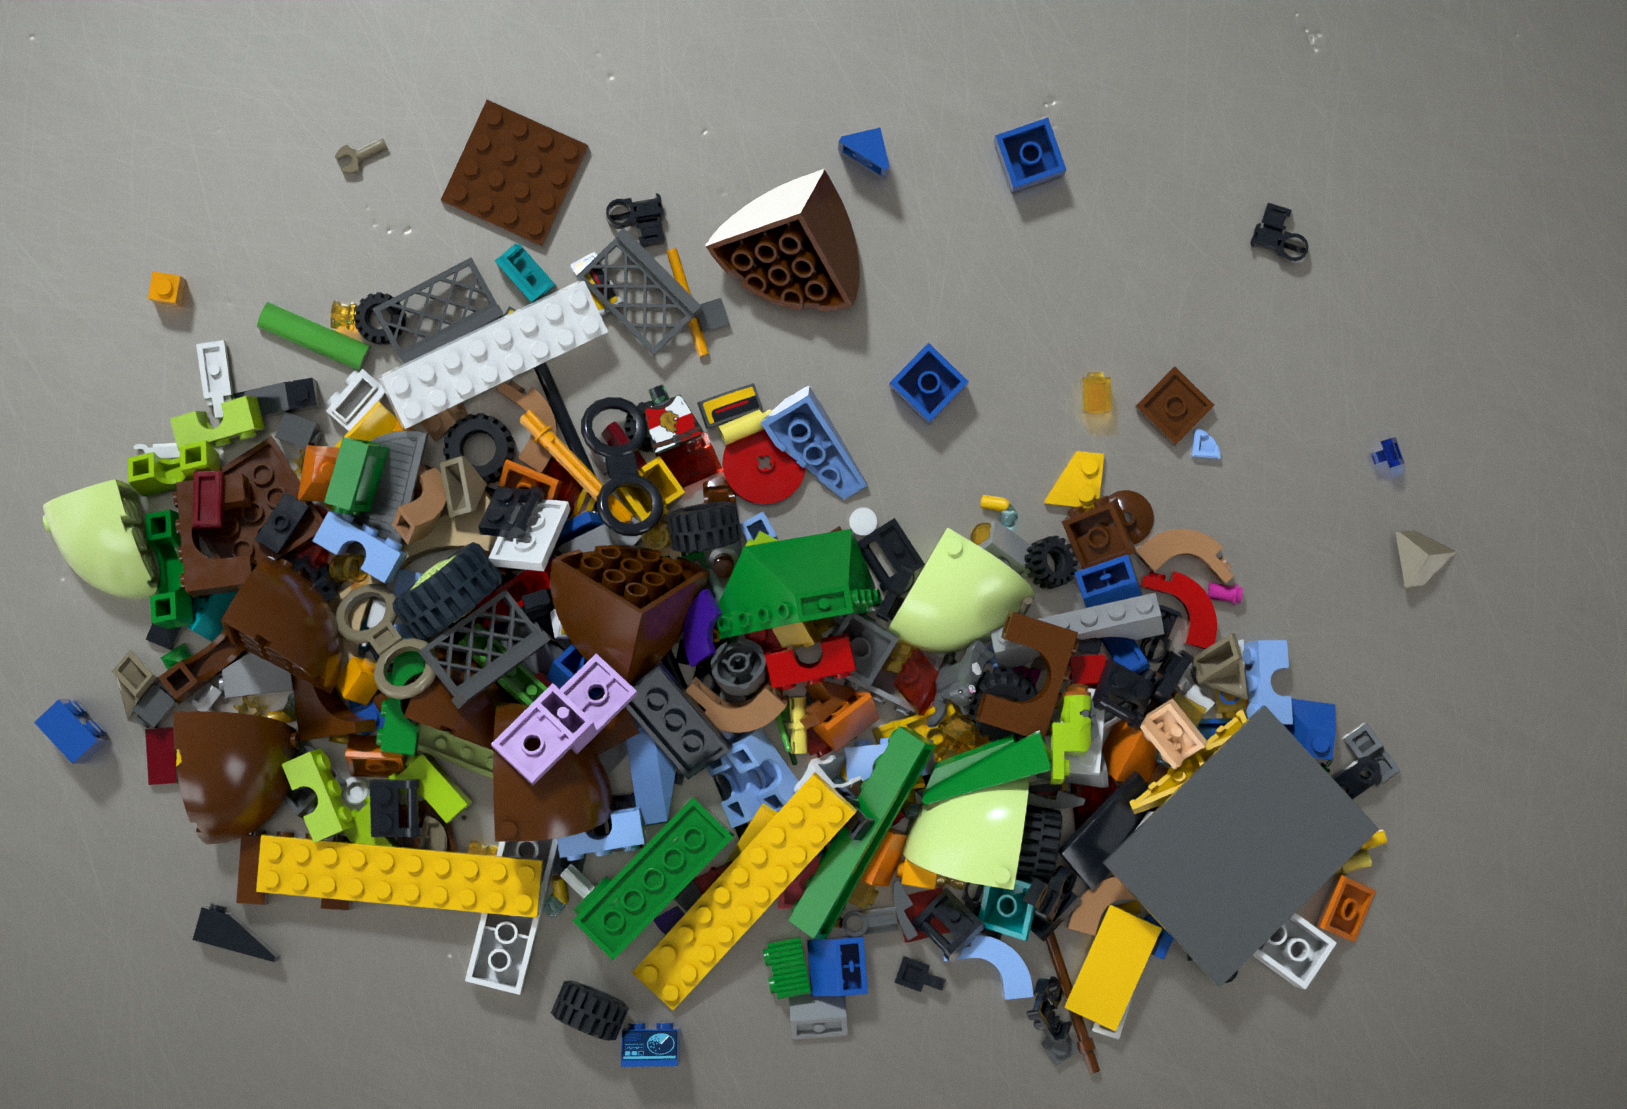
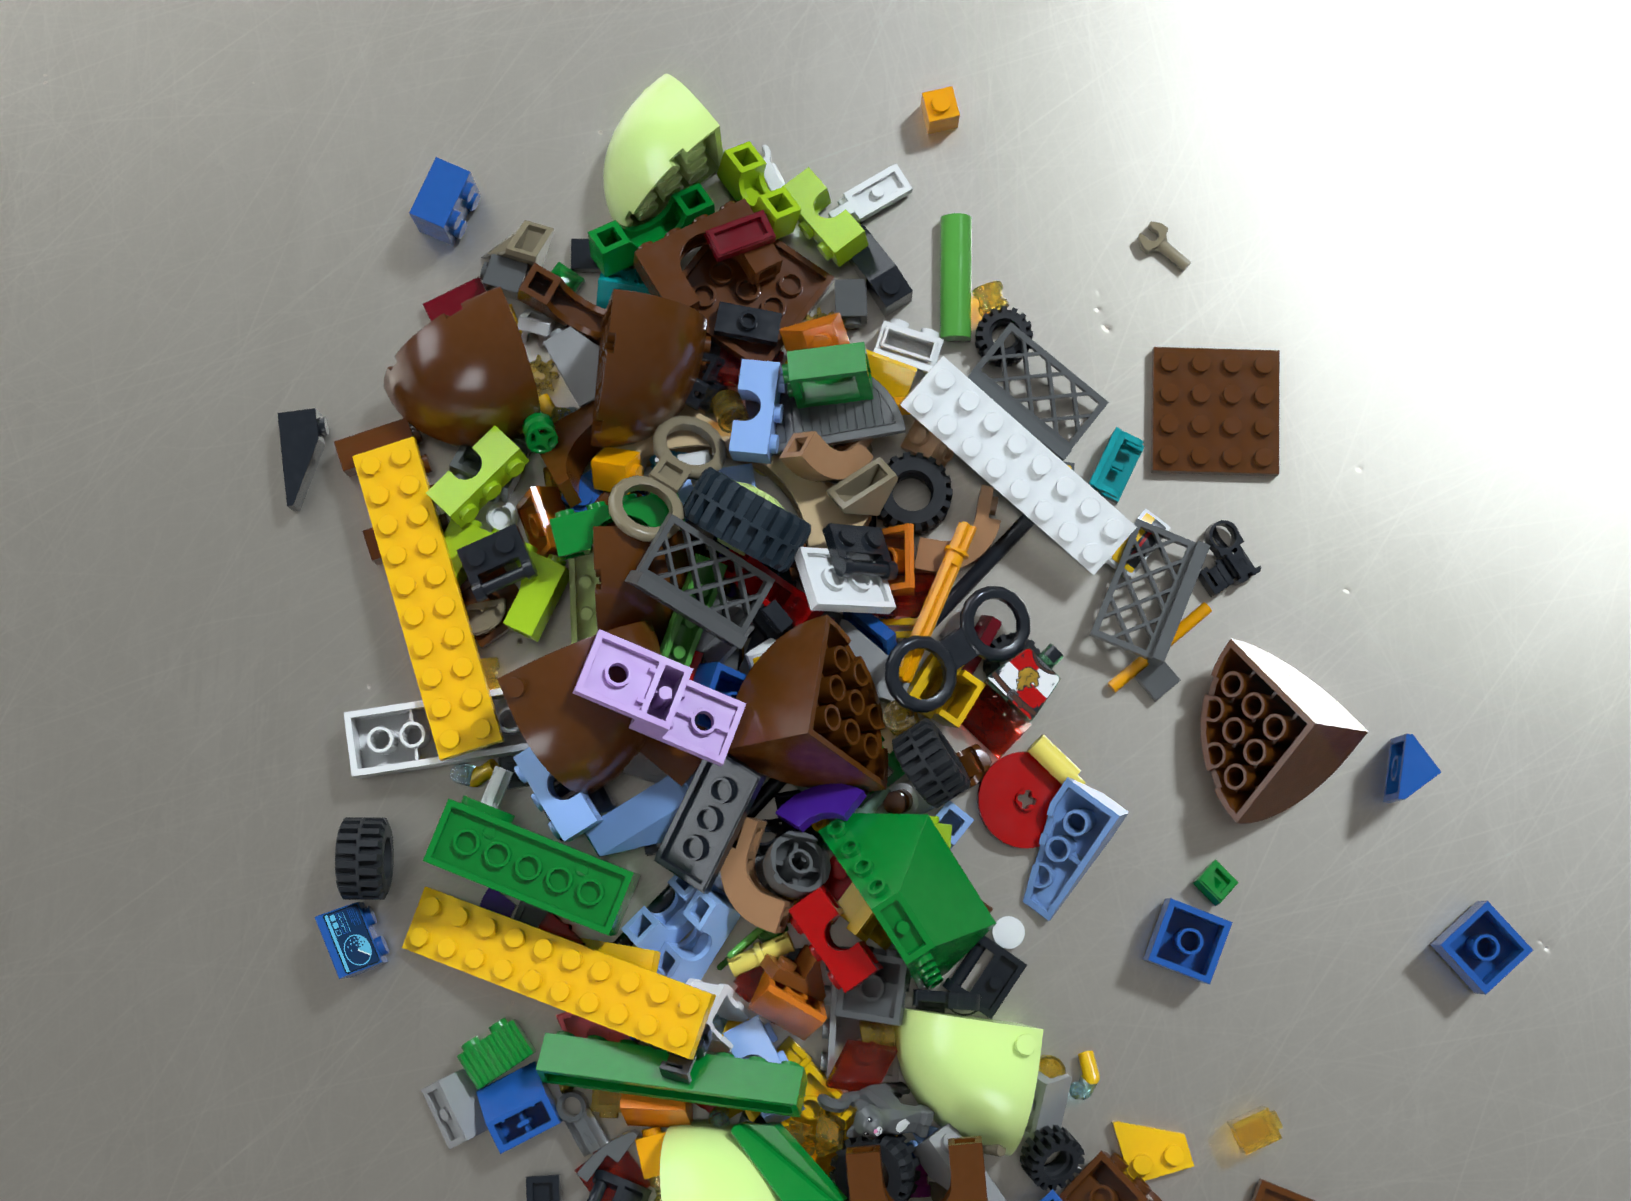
camera: 70 degrees right, 5 degrees down
(308, 735) = (537, 441): none -> green wheel
(729, 405) = (1070, 737): slope -> none
(892, 340) = (1215, 882): none -> green tile

